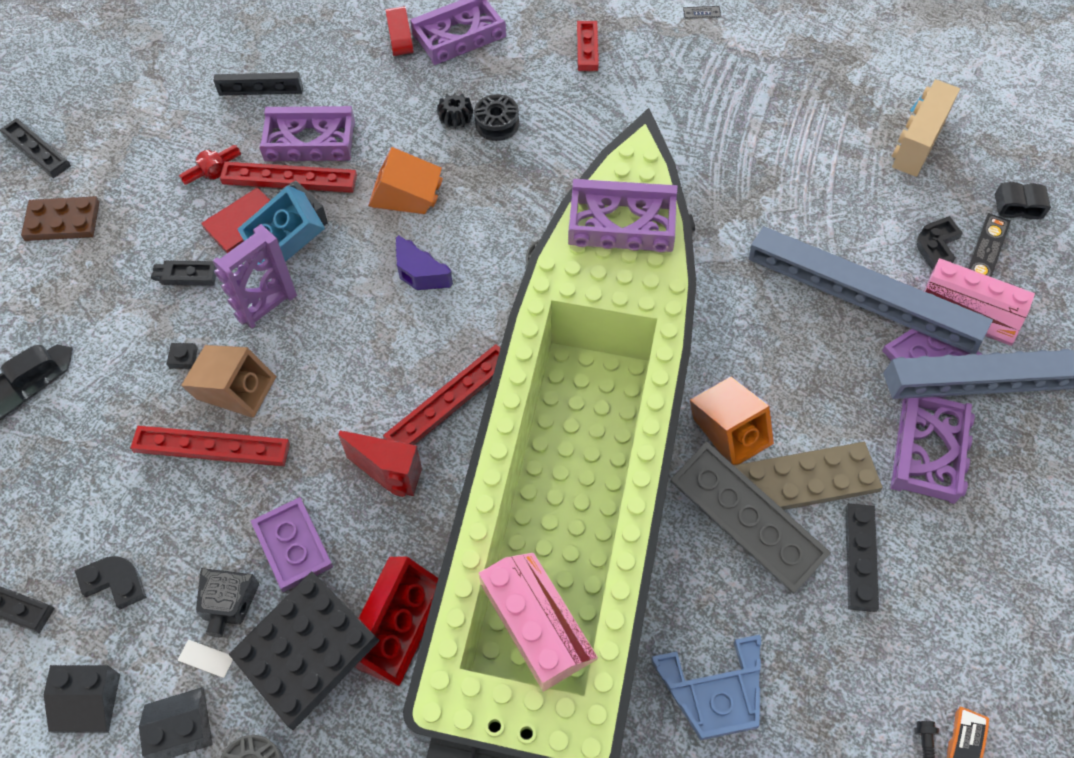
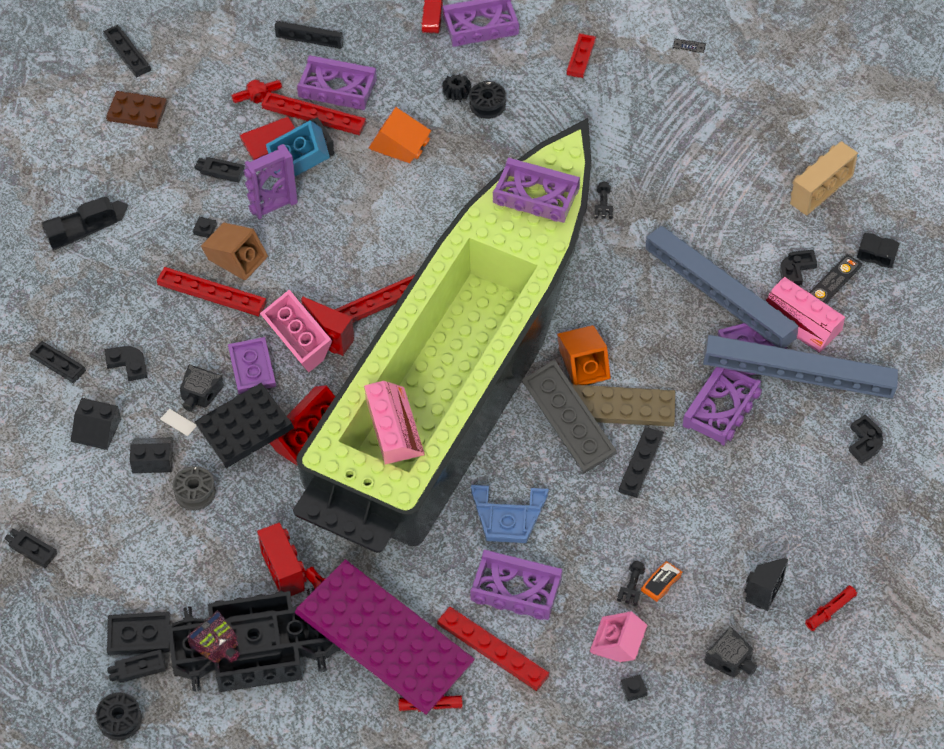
camera: 15 degrees right, 5 degrees down
(343, 479) = (298, 330): none -> bright pink slope
(420, 268) = (393, 202): dark purple slope -> none

